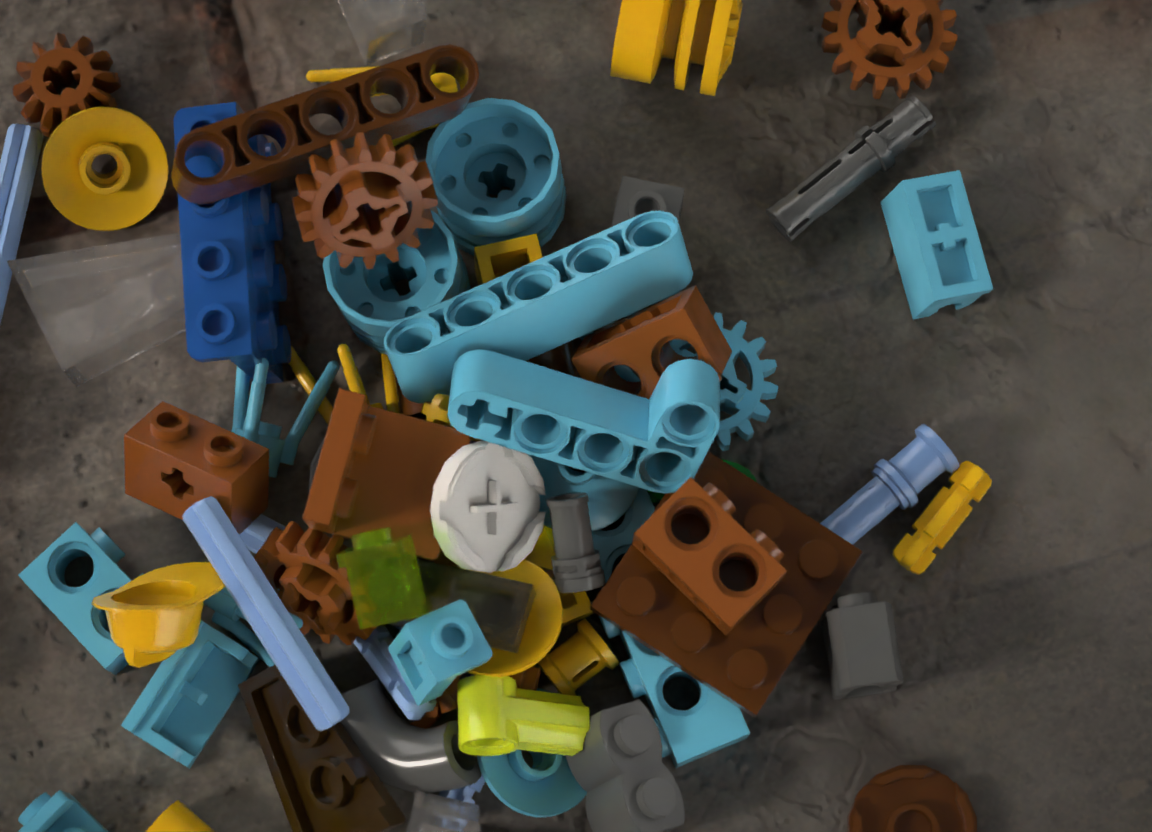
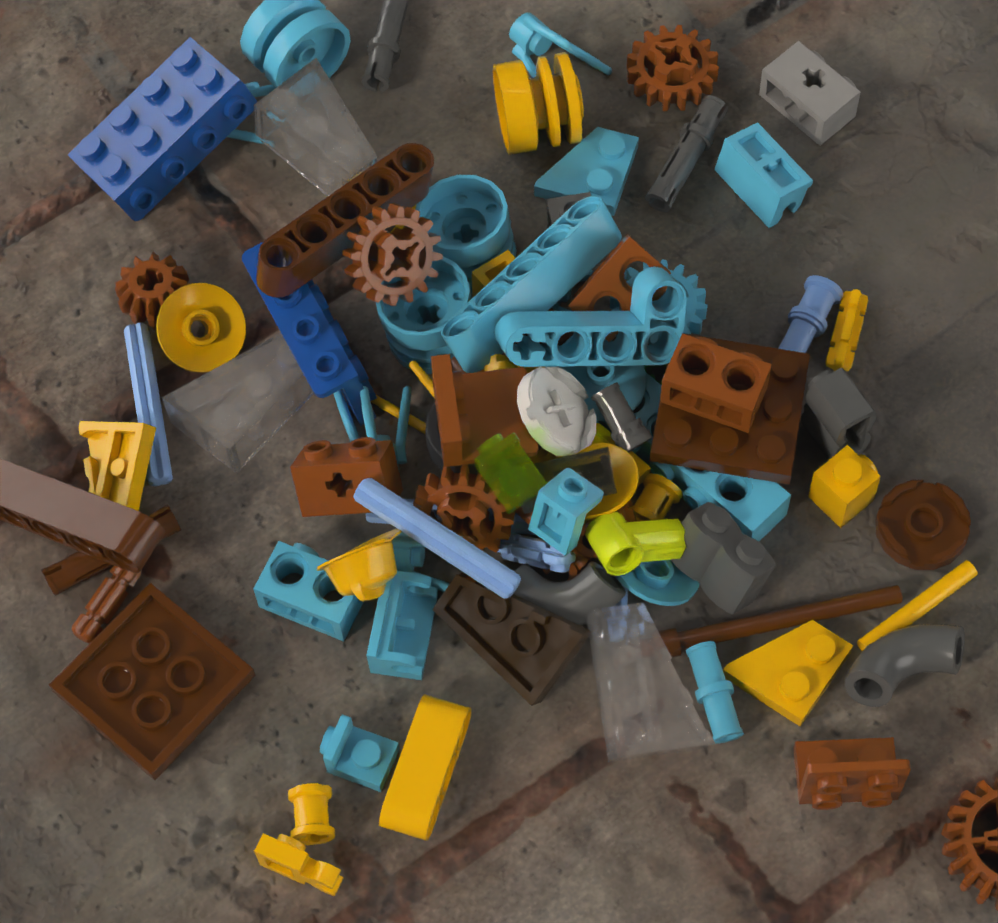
camera: 20 degrees left, 15 degrees down
(714, 141) = (594, 166): none -> medium azure wing
(832, 741) = (844, 485): none -> yellow brick
(1051, 177) = (809, 92): none -> light grey brick

